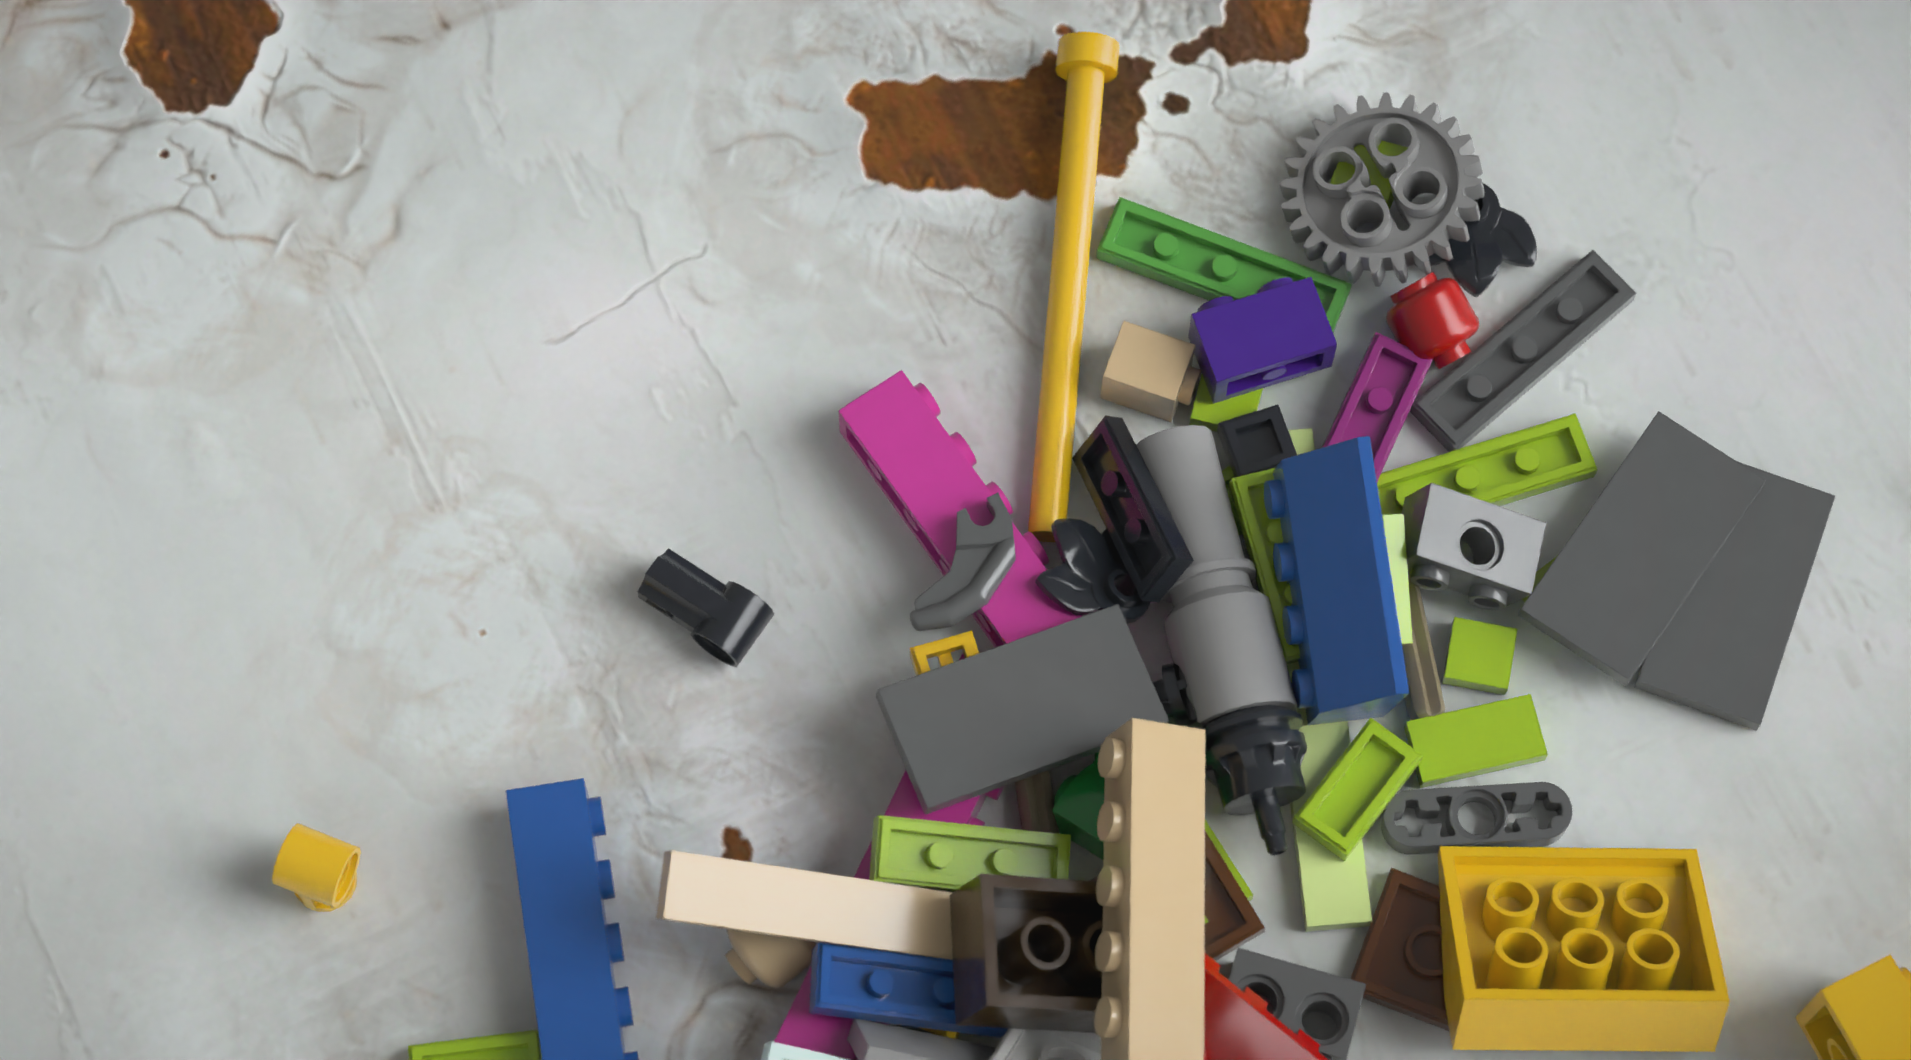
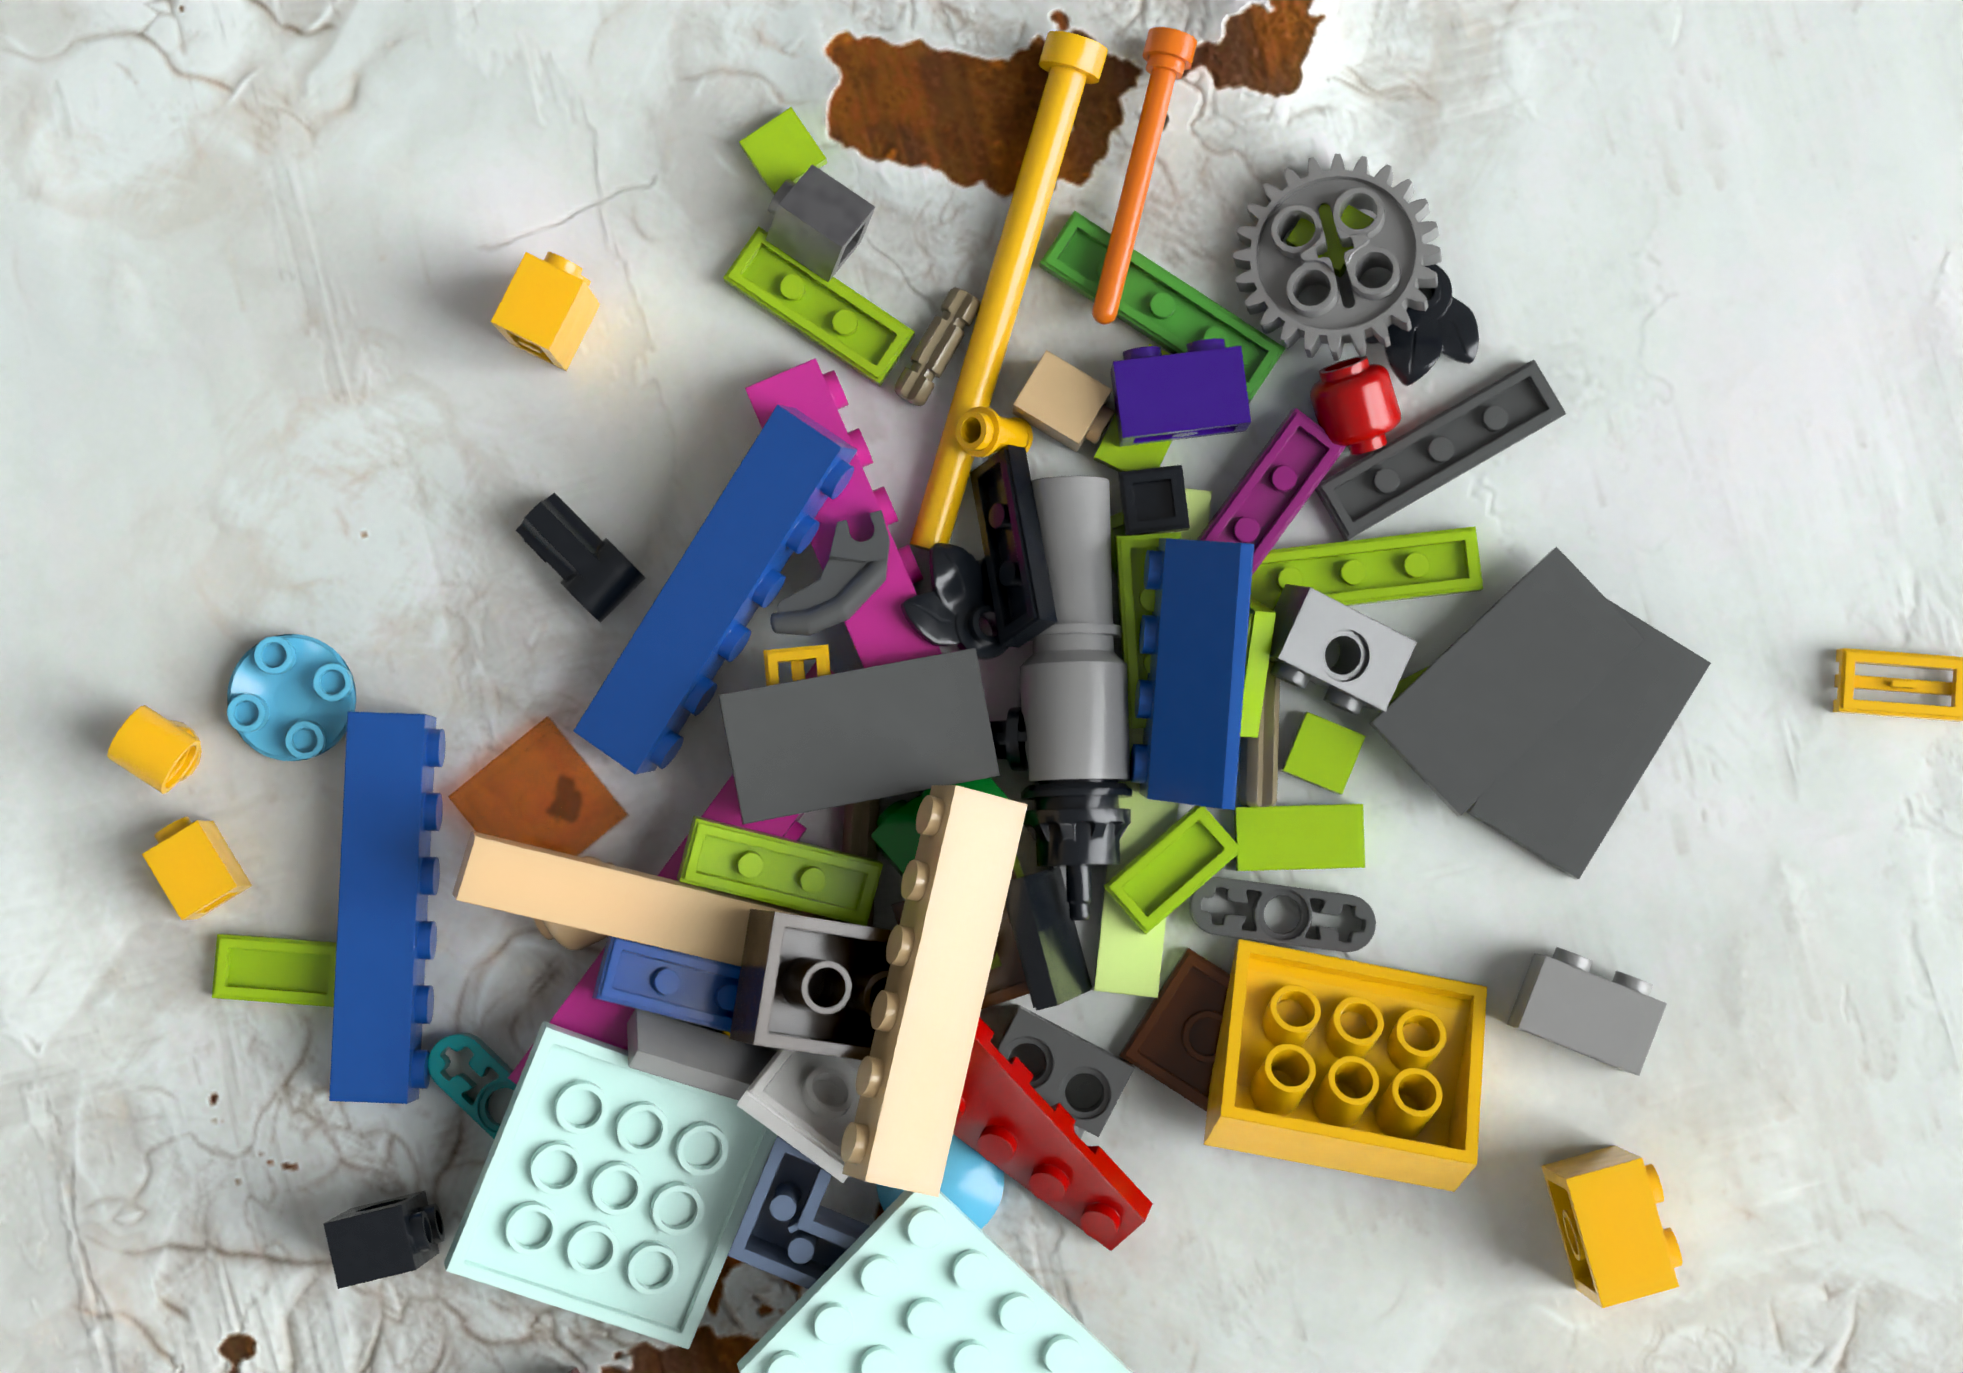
camera: 10 degrees right, 15 degrees up
(375, 980) = (195, 867): none -> yellow brick
(441, 798) = (291, 697): none -> medium azure dish
(630, 374) = (547, 308): none -> yellow brick
(708, 822) = (540, 795): none -> clear orange tile
(826, 197) = (782, 150): none -> lime tile
(851, 603) = (716, 591): none -> blue brick
(876, 249) = (818, 221): none -> flat silver brick
(891, 332) = (820, 309): none -> lime tile
(1014, 346) = (937, 346): none -> dark tan axle
(1081, 409) = (985, 432): none -> yellow pin
(1177, 41) = (1167, 57): none -> orange piece
(1250, 874) = (1047, 938): none -> black tile
(1801, 849) = (1587, 1012): none -> light grey brick

